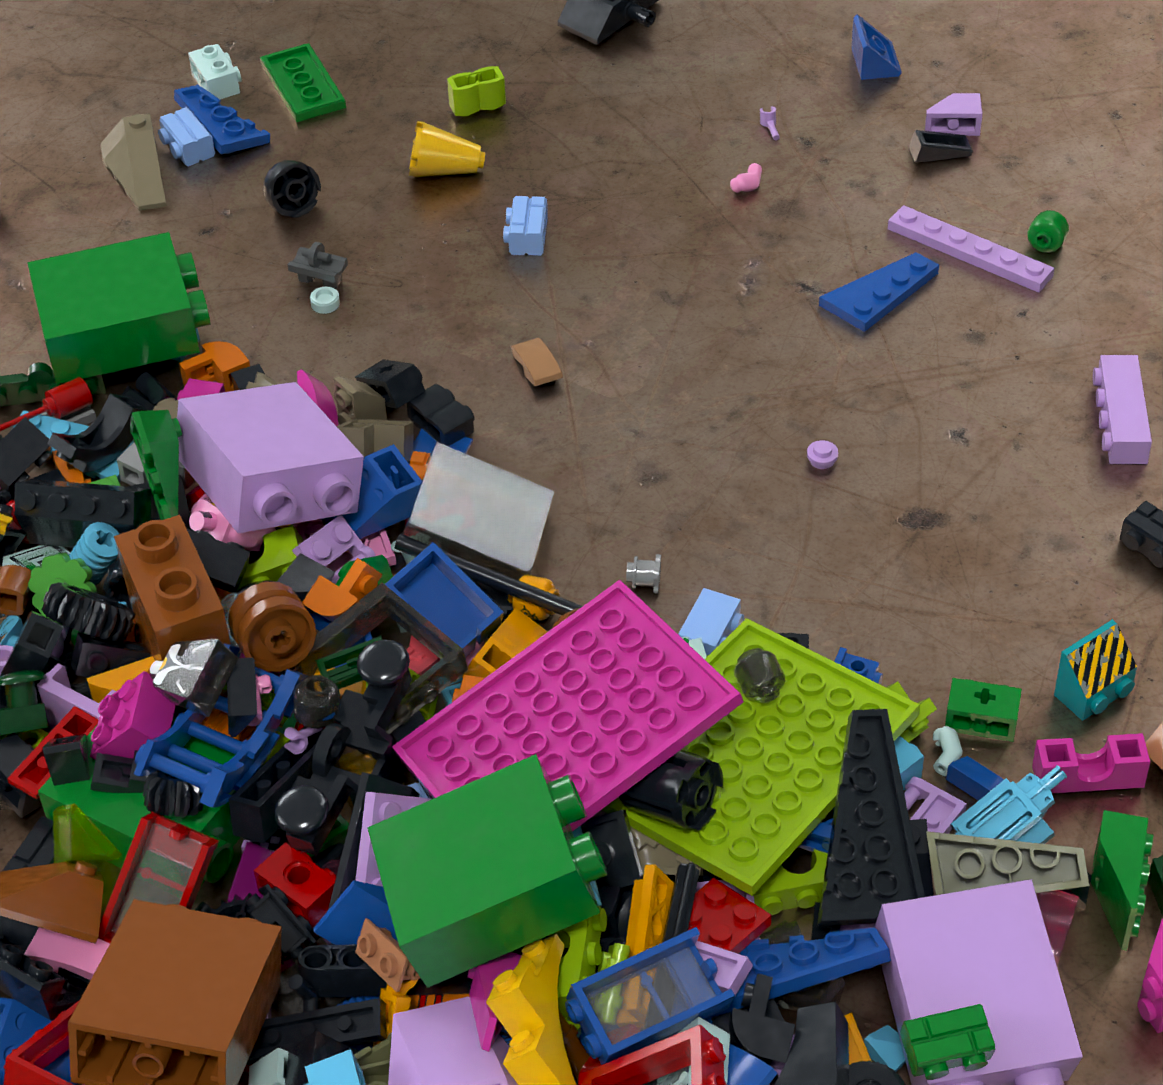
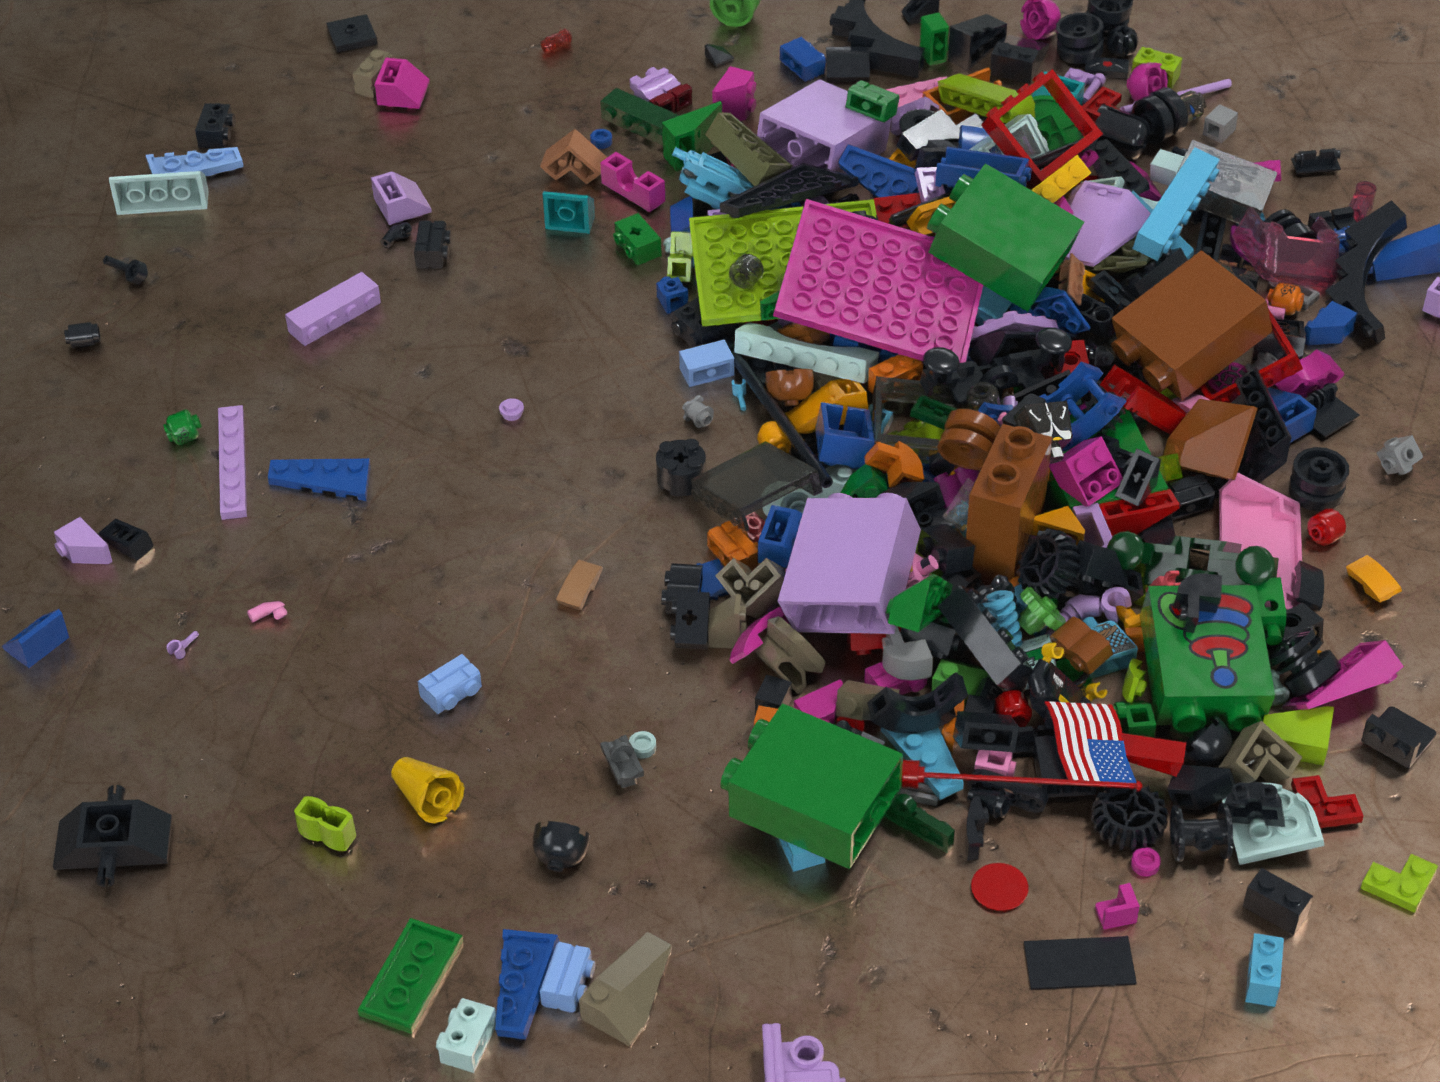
camera: 135 degrees left, 0 degrees up
(584, 505) = (677, 464): none -> black brick

